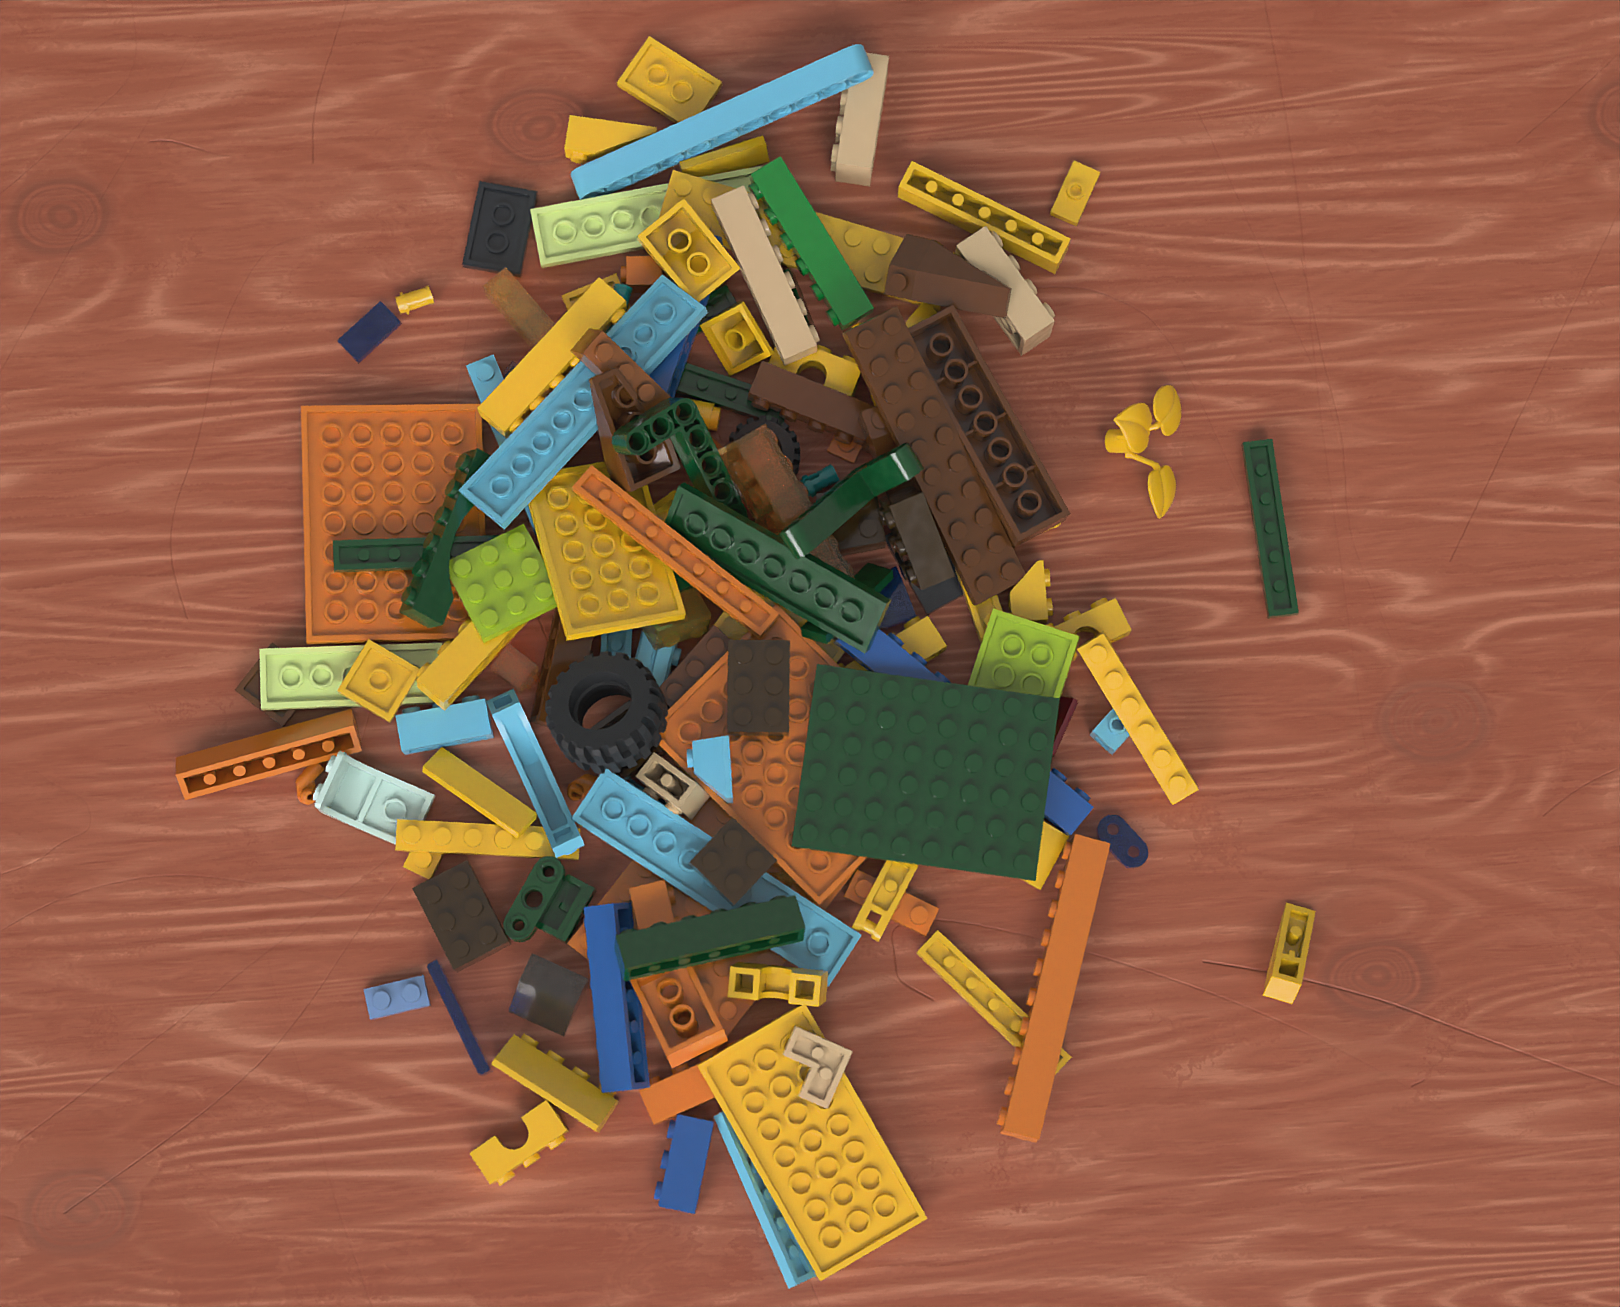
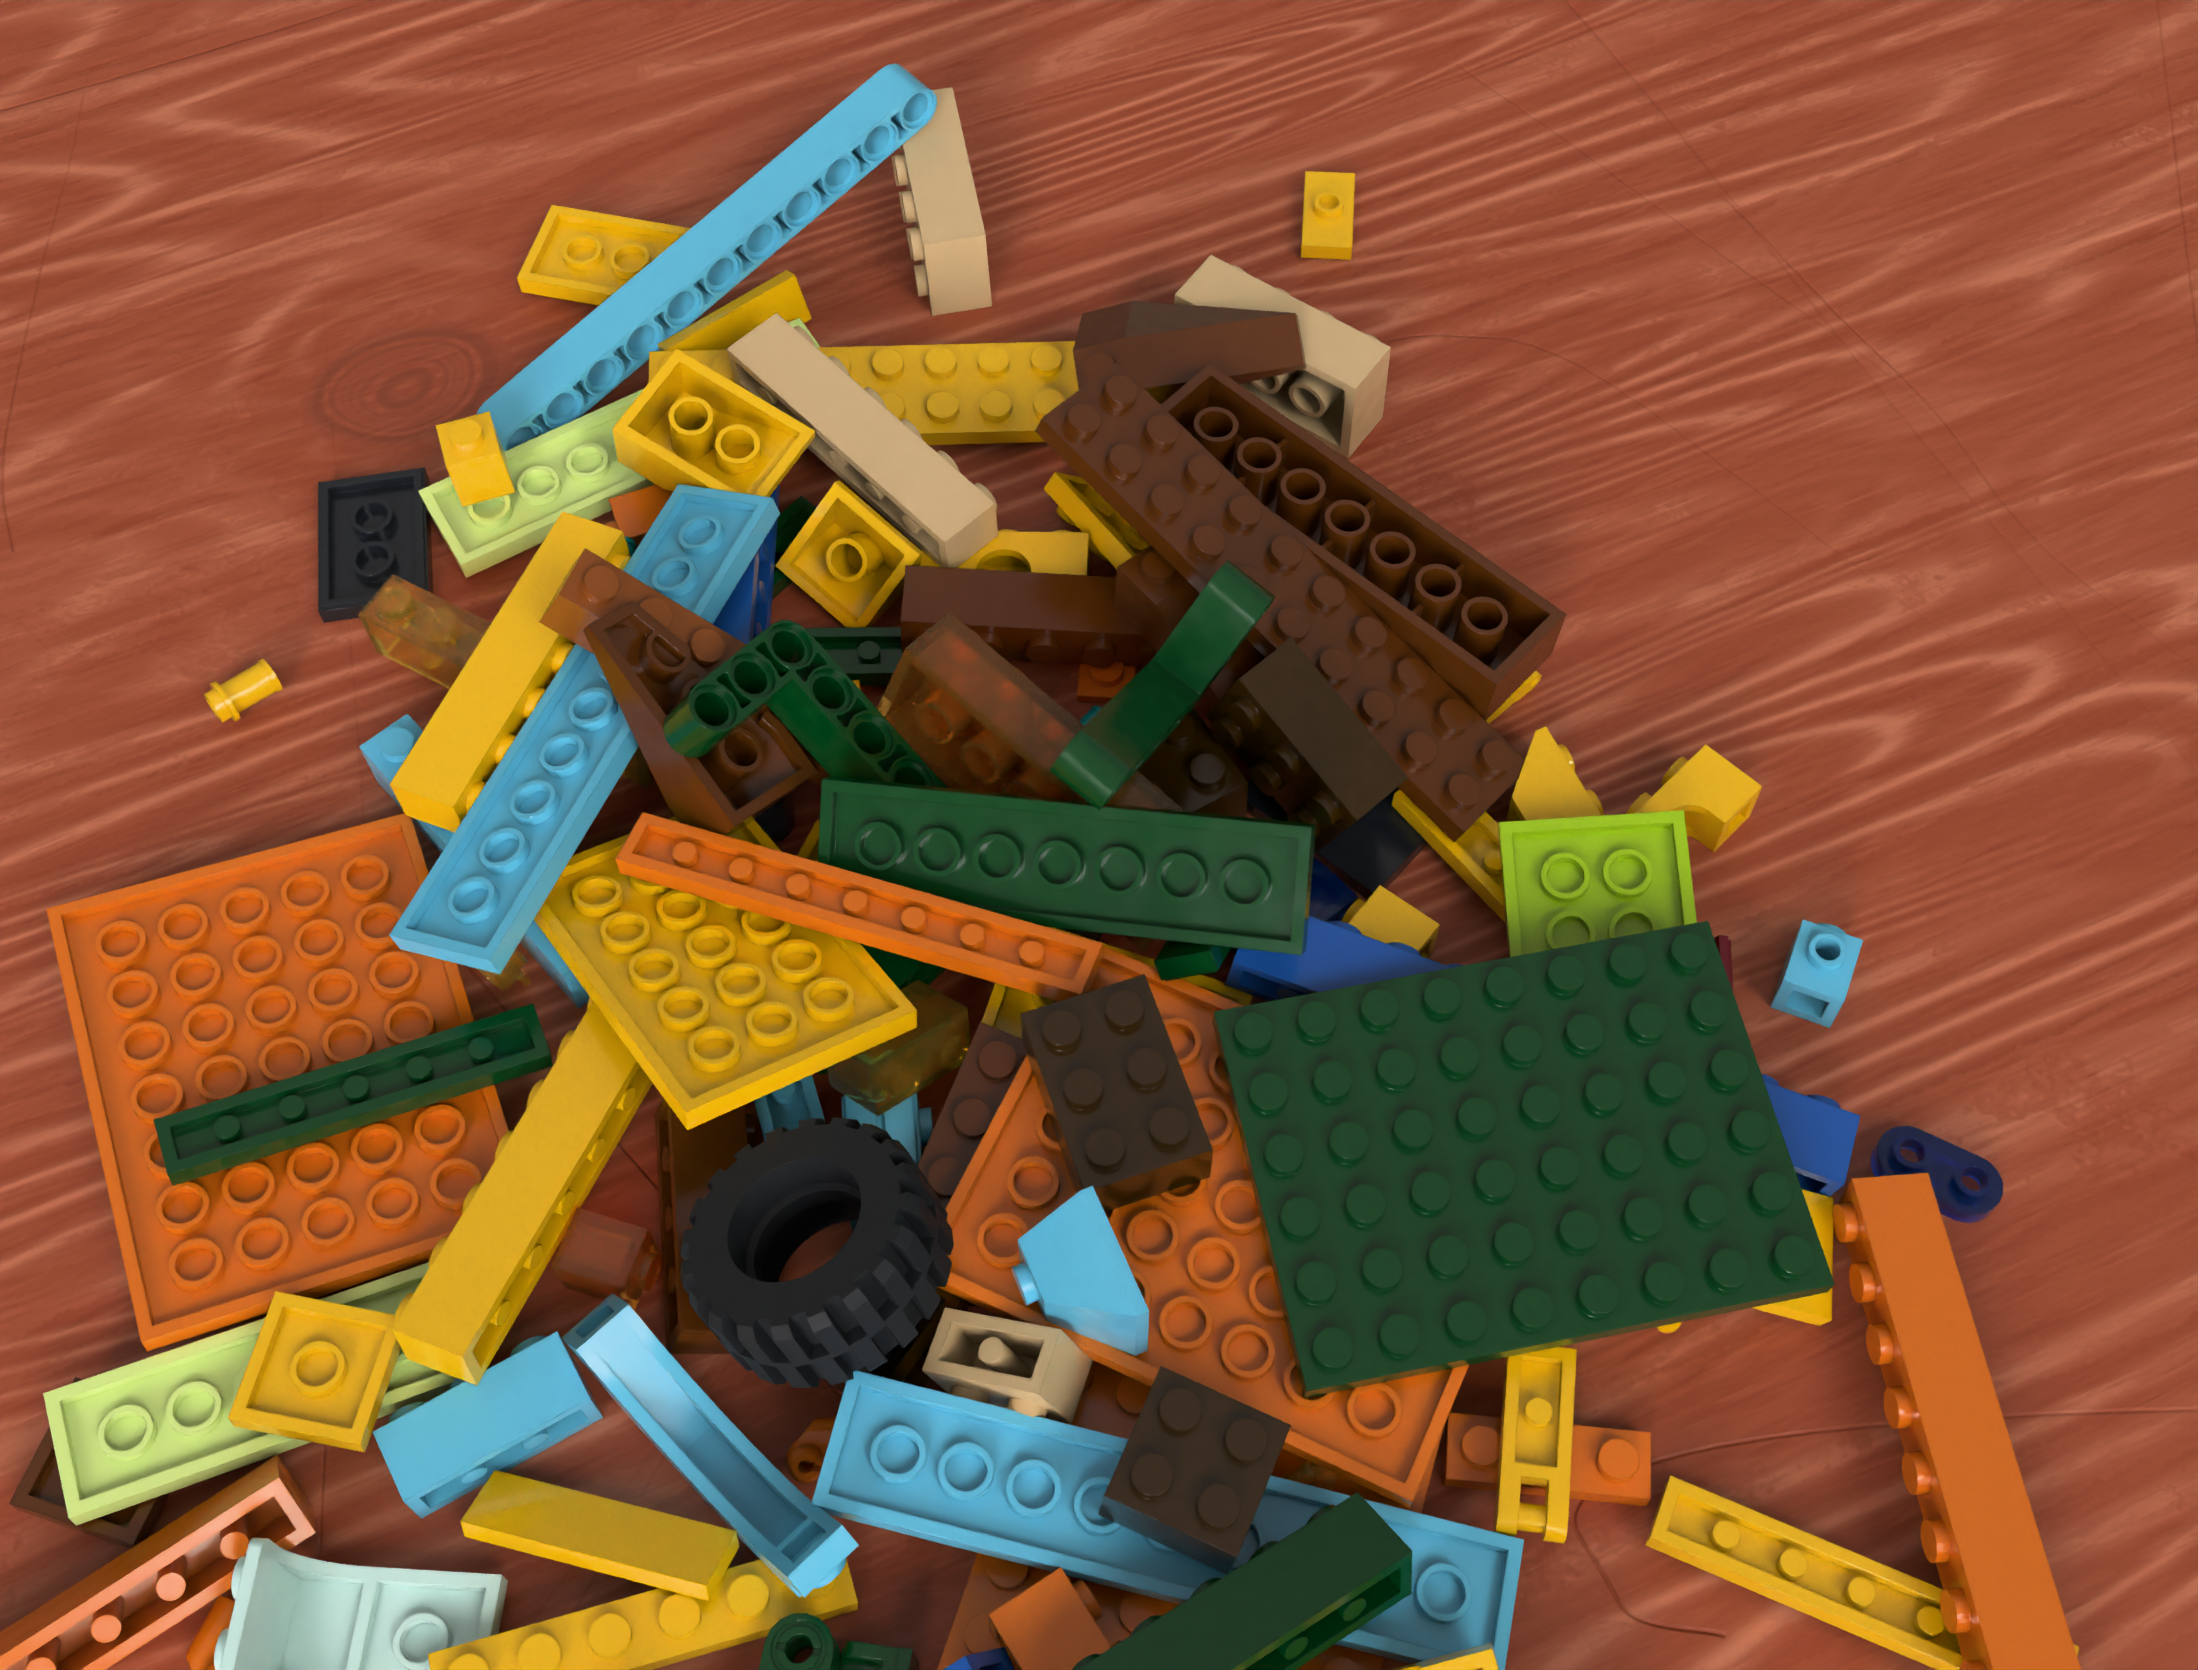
camera: 15 degrees left, 20 degrees down
(369, 332) = (170, 769): clear blue plate -> none
(430, 590) = (381, 1143): dark green arch -> none
(502, 583) = (529, 1089): lime plate -> none
(564, 208) = (475, 459): none -> yellow brick
(594, 138) = (492, 355): yellow slope -> none
(811, 244) = (924, 376): green brick -> none
(974, 211) = (1149, 265): yellow brick -> none
(1134, 437) = (1595, 505): yellow plant -> none
(1137, 718) = (1938, 980): yellow arch -> none
(1270, 528) = (1905, 569): dark green plate -> none

